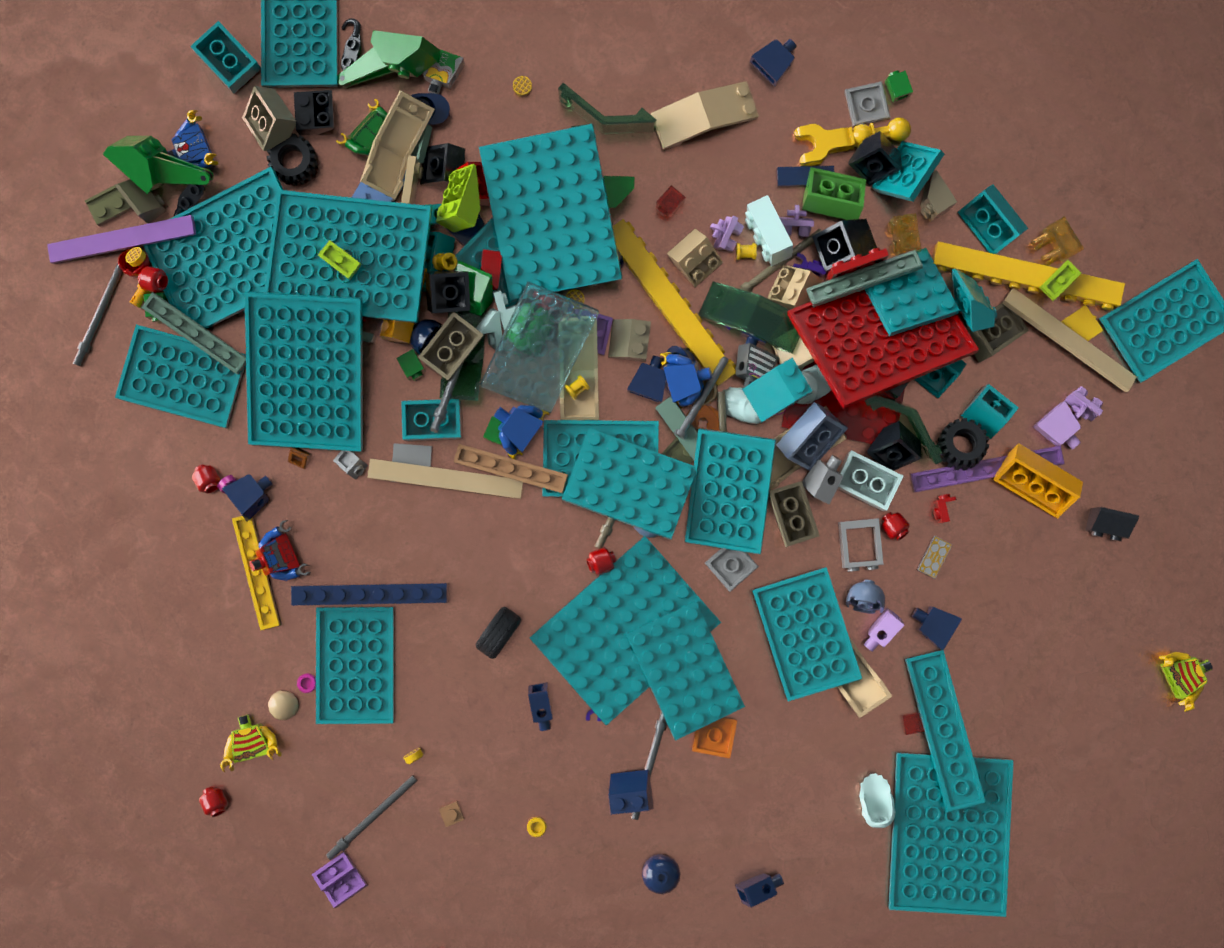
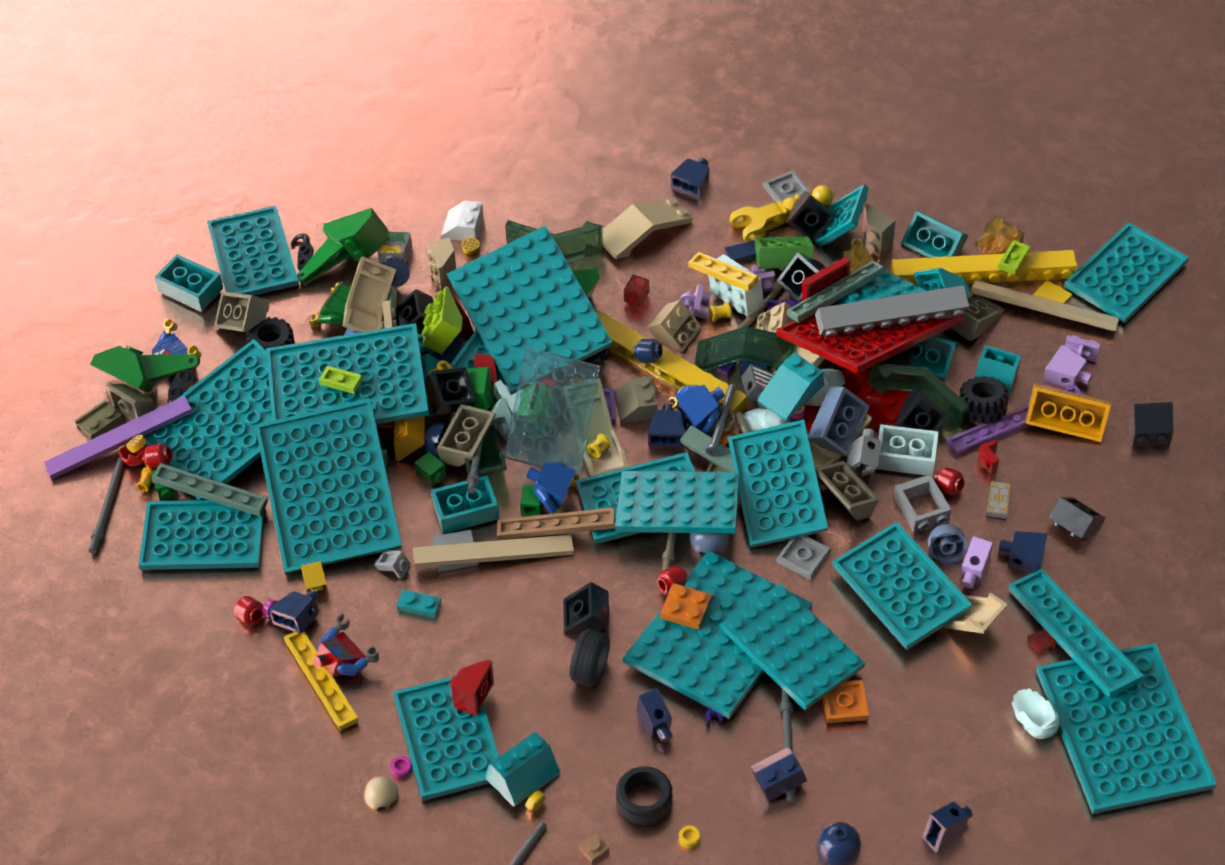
camera: 10 degrees left, 35 degrees down
(249, 743) = (355, 833): torso -> none
(272, 459) = (313, 576): none -> yellow brick
(299, 457) = (339, 571): dark orange slope -> none
(313, 112) = (284, 300): black slope -> none
(364, 513) = (419, 603): none -> teal plate
(370, 594) = (502, 650): dark blue brick -> none
(382, 638) = (472, 686): none -> red slope
(409, 726) = (523, 769): none -> teal slope
(486, 109) = (442, 261): none -> tan slope
(501, 800) = (644, 814): none -> black tyre
(512, 571) = (586, 609): none -> black slope
(522, 53) = (463, 221): none -> white slope
(602, 601) = (685, 606): none -> orange plate
(655, 294) = (648, 351): none -> dark blue head
(759, 222) = (723, 271): none -> yellow tile
(898, 86) = (809, 169): green brick -> none
(907, 333) = (891, 310): none -> light grey brick
(998, 602) = (1075, 517): none -> slope

